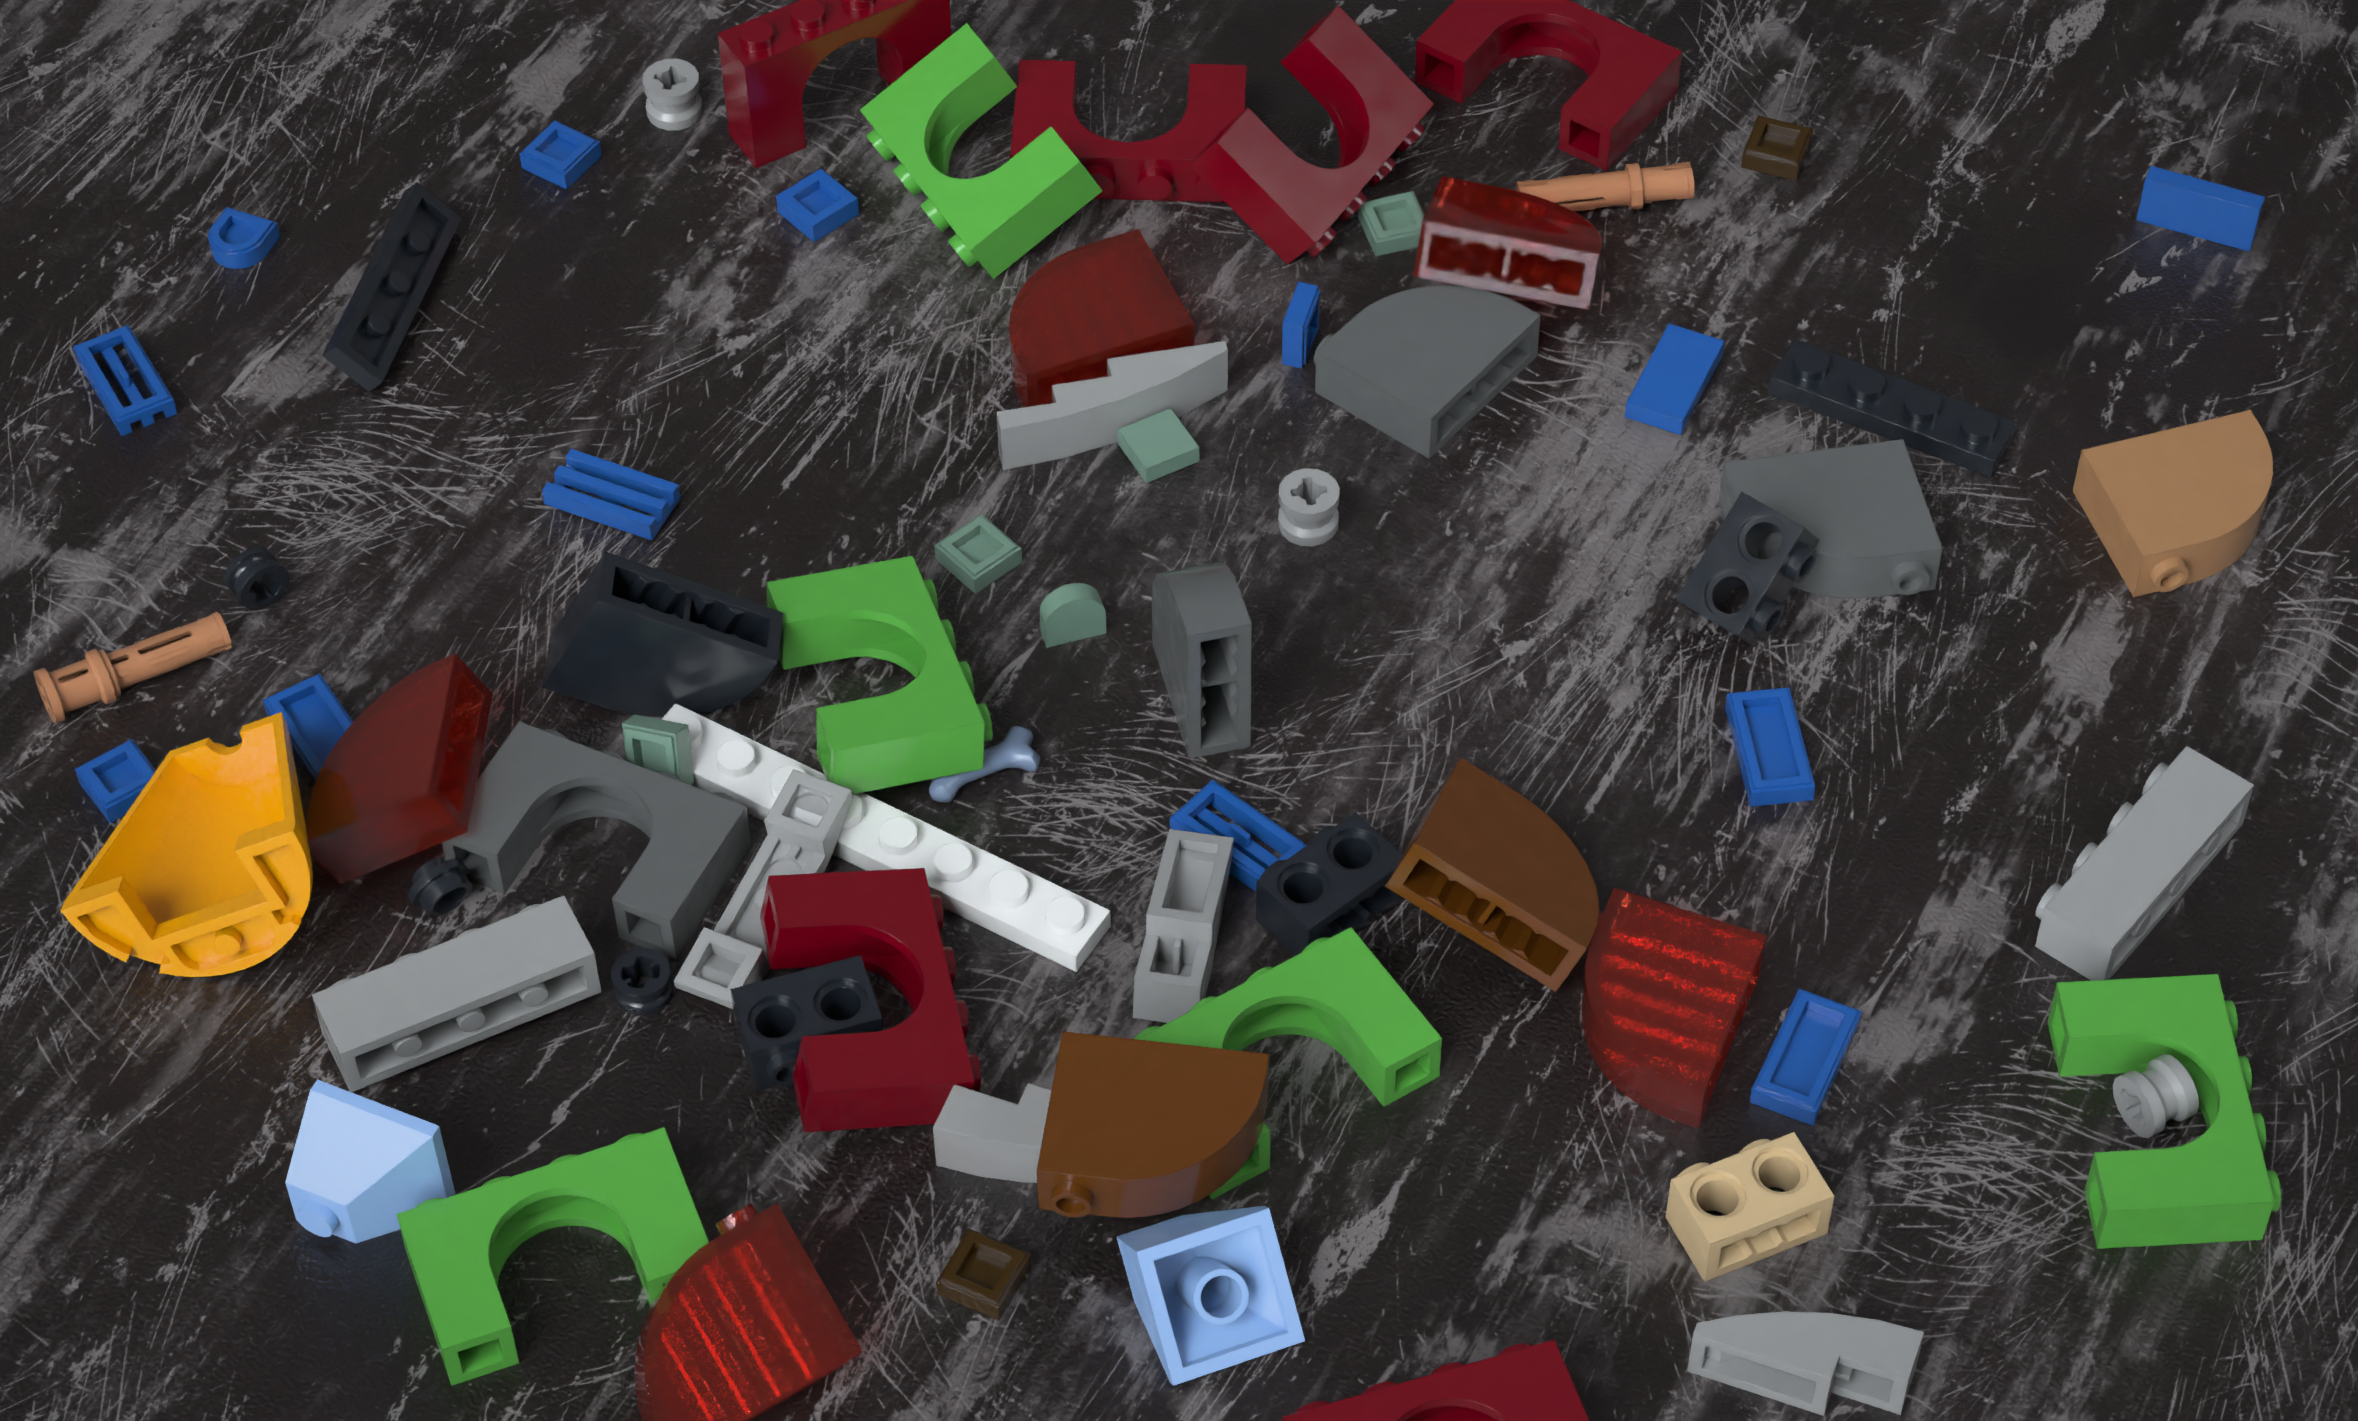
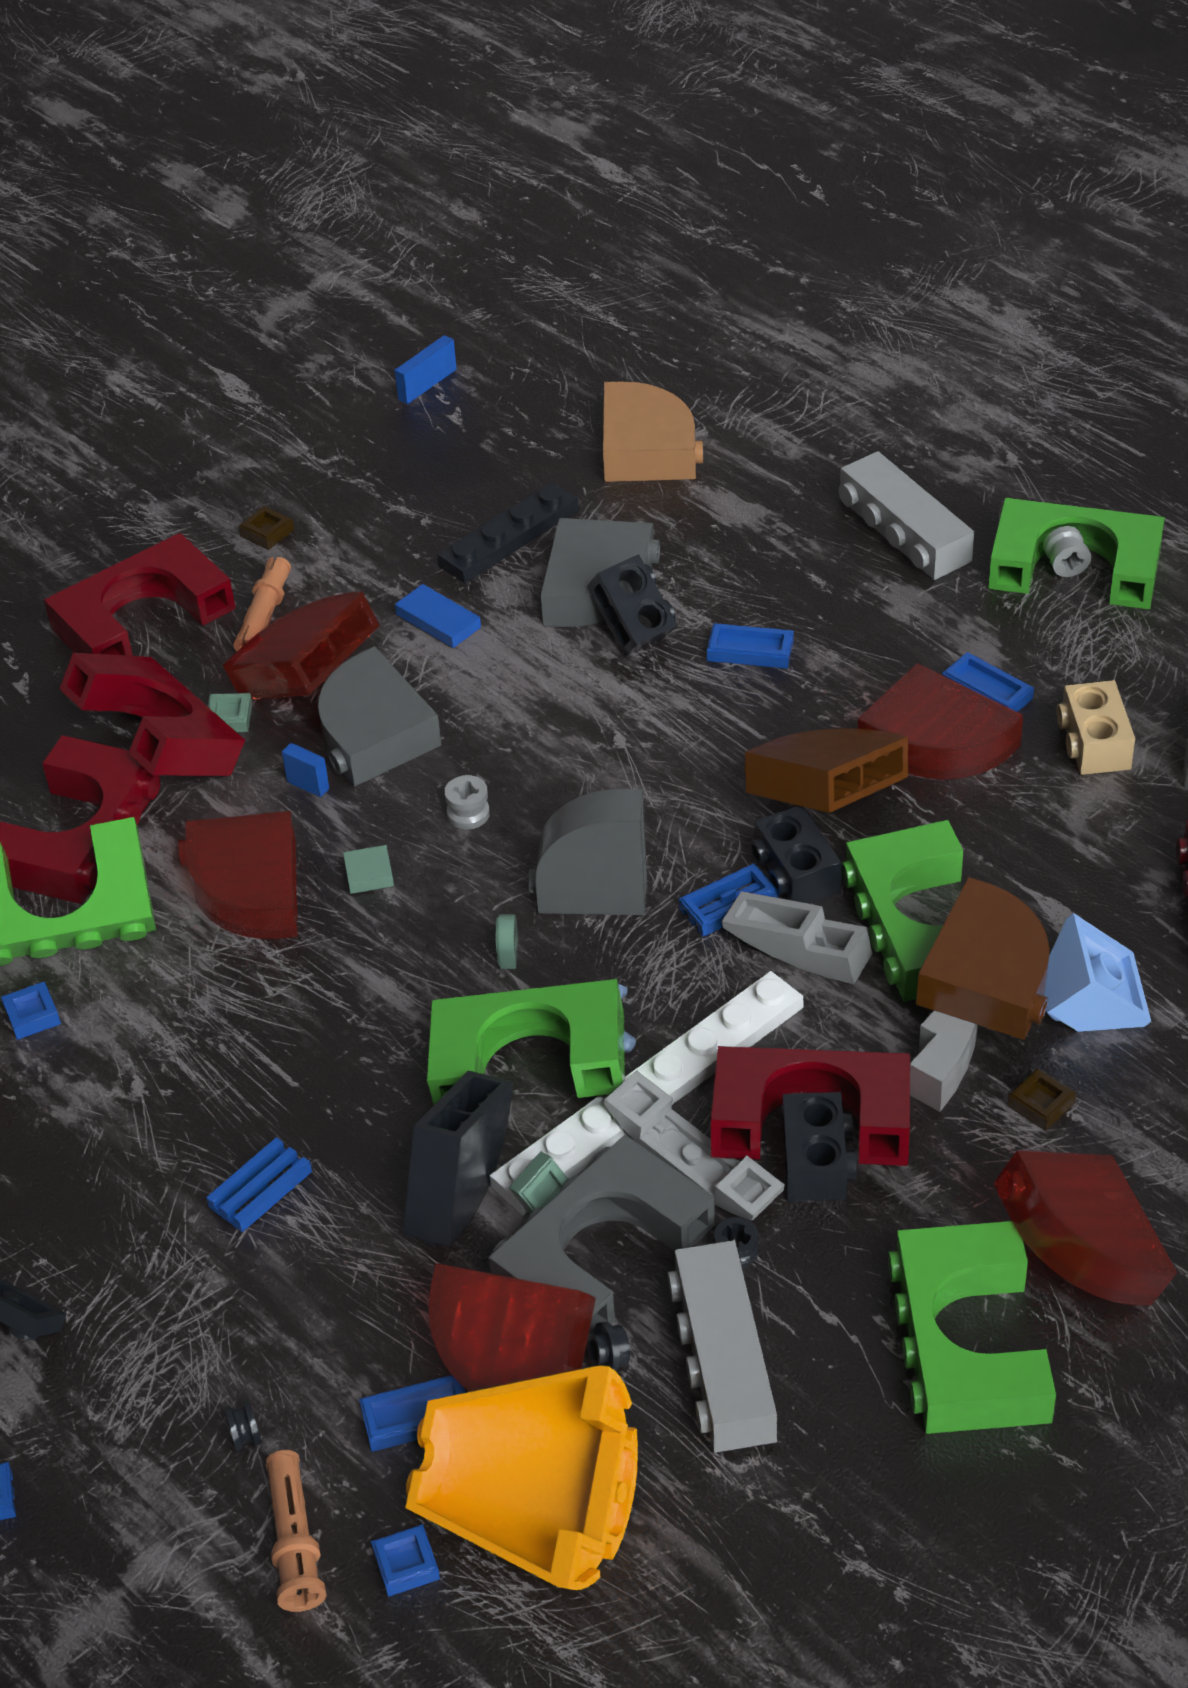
camera: 70 degrees left, 5 degrees down
(362, 1165) = (872, 1425): light blue slope -> none
(978, 553) = (419, 984): sand green tile -> none
(1092, 410) = (325, 881): light grey slope -> none

